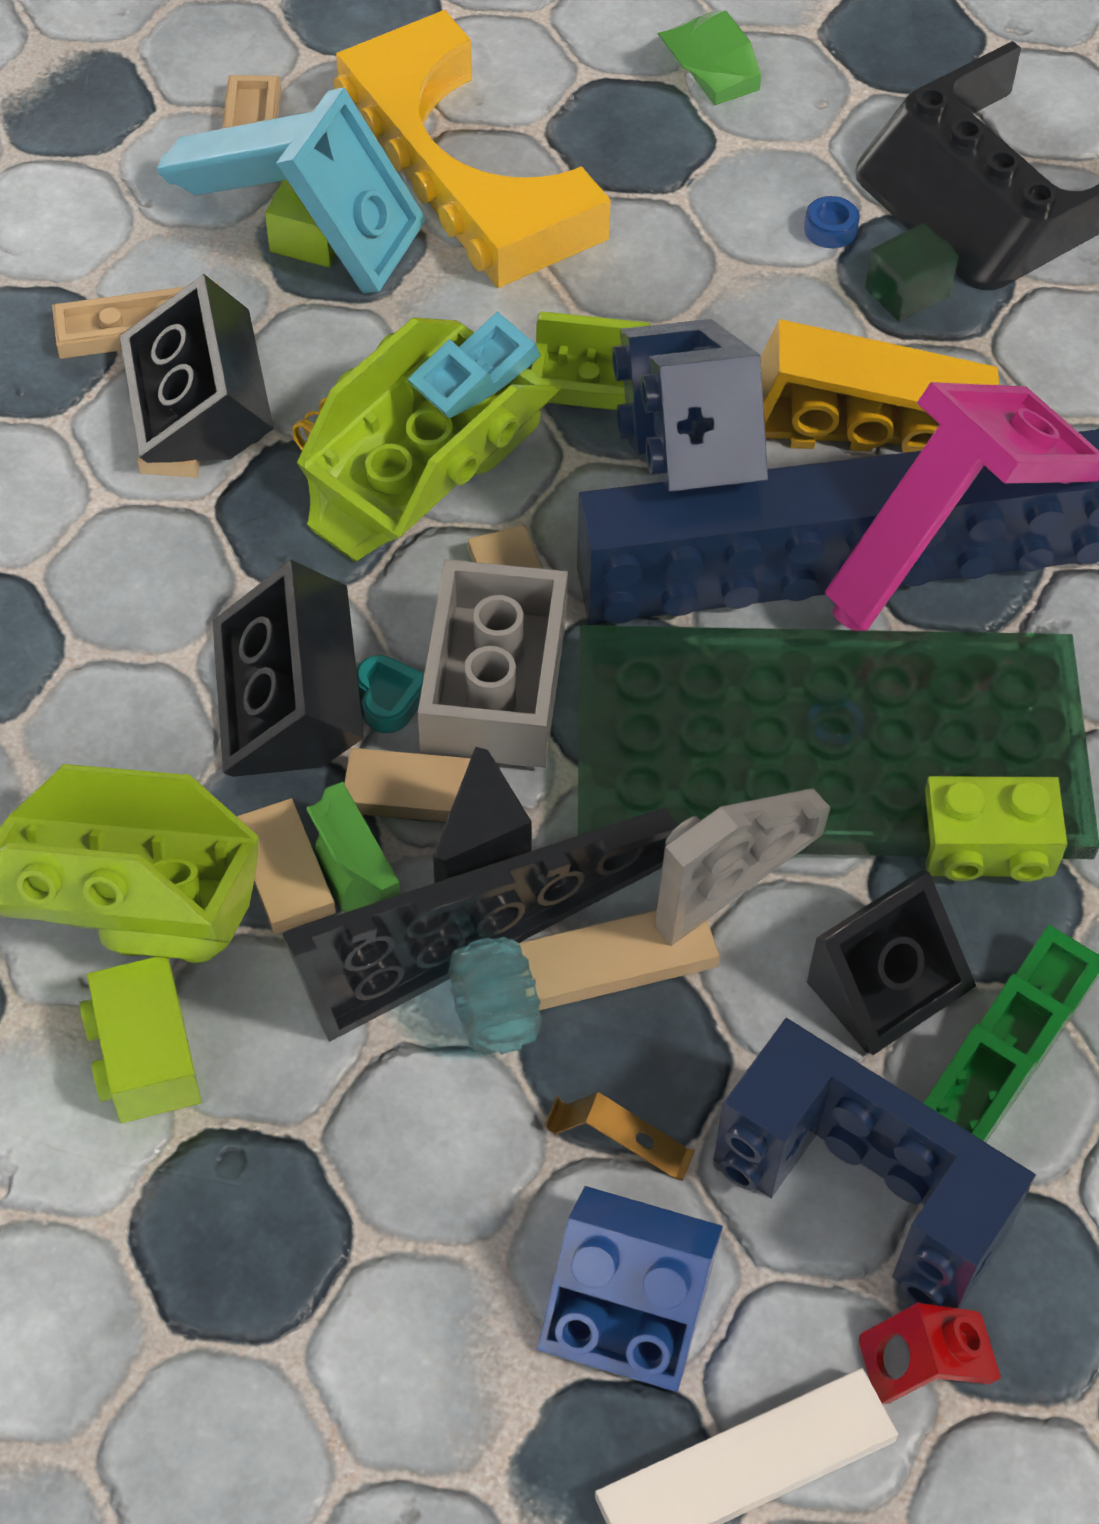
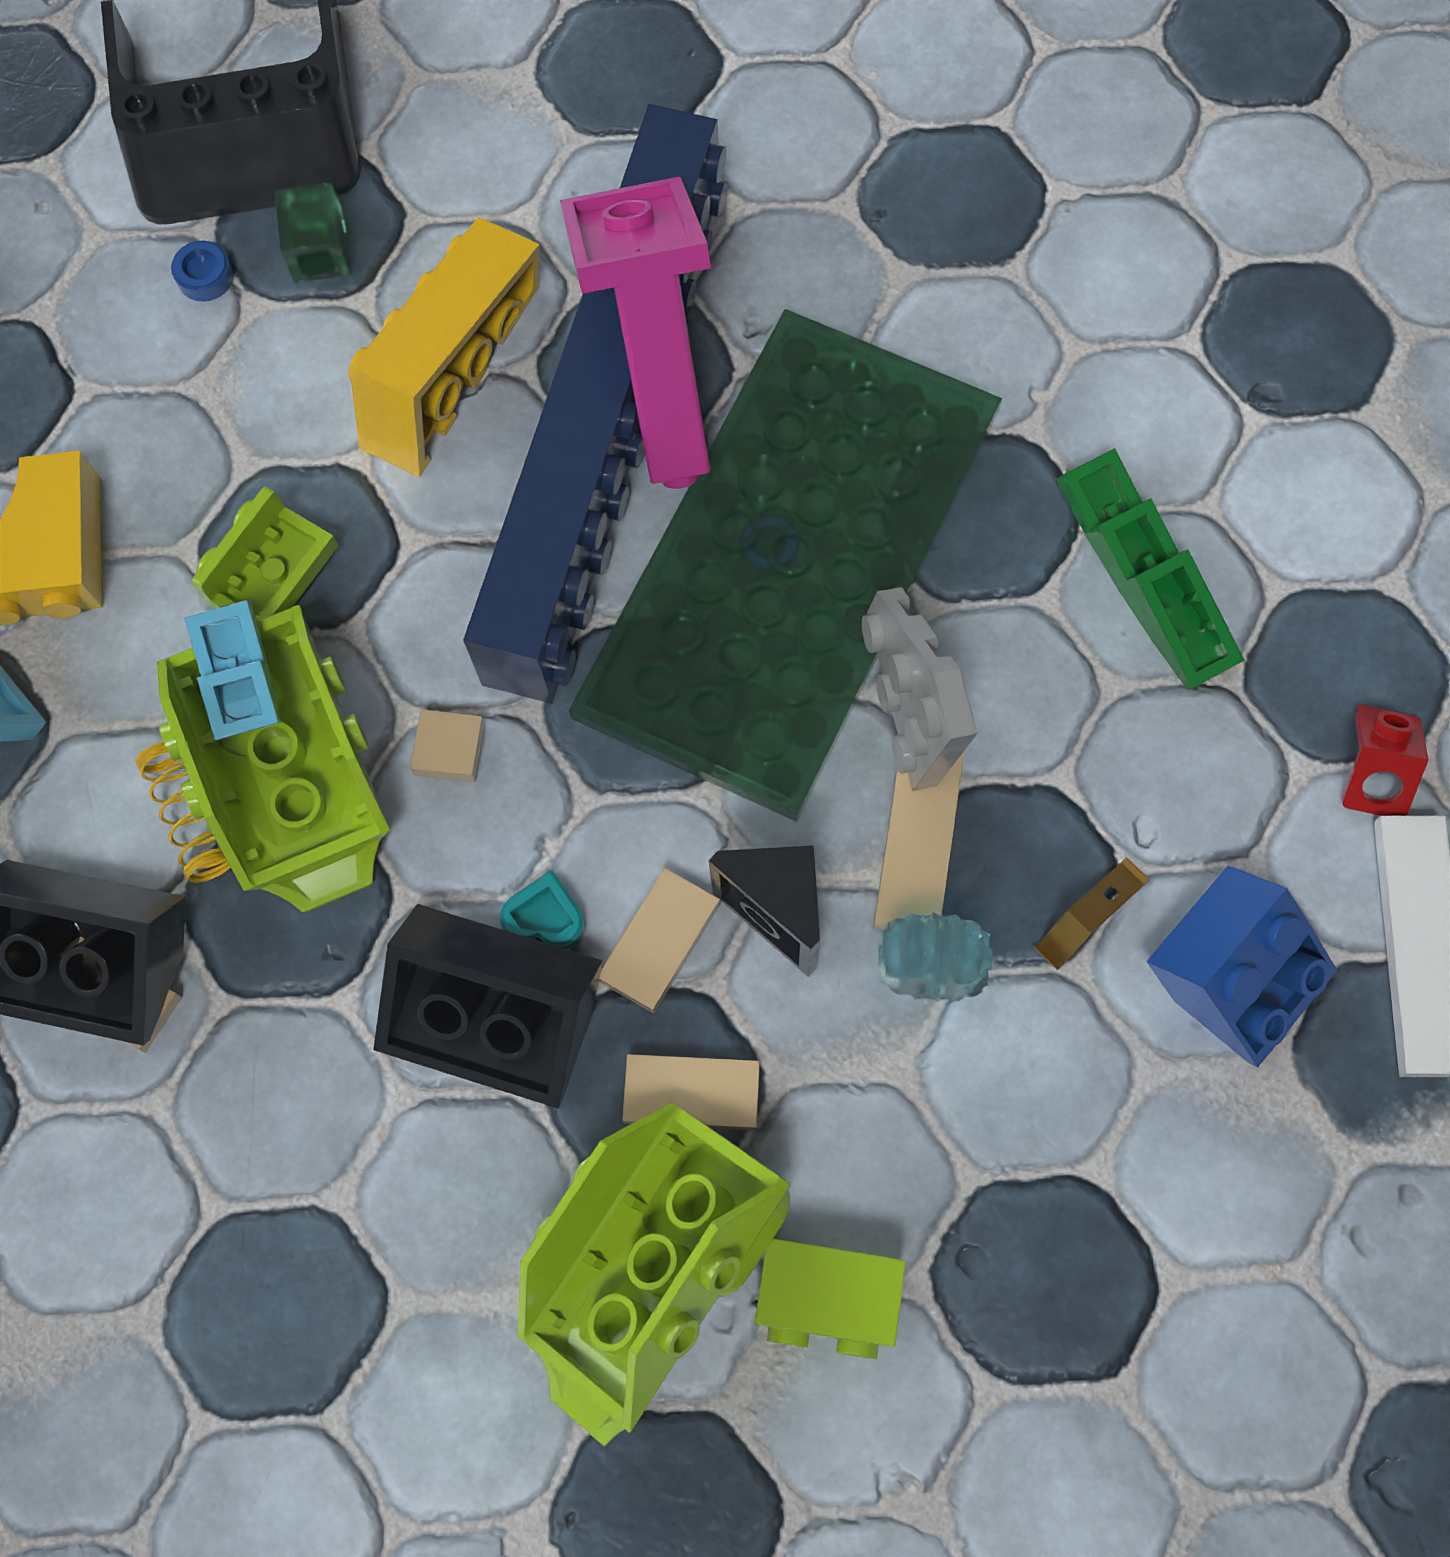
camera: 60 degrees left, 15 degrees up
(349, 852) = (721, 1024): bright green slope -> none
(404, 944) = (862, 945): black wing -> none
(493, 662) = (578, 803): light grey brick -> none
(692, 403) = (427, 467): plate -> none
(812, 1089) = (1304, 673): dark blue plate -> none
(890, 964) = (1037, 617): black slope -> none
(994, 827) = (945, 466): lime bracket -> none

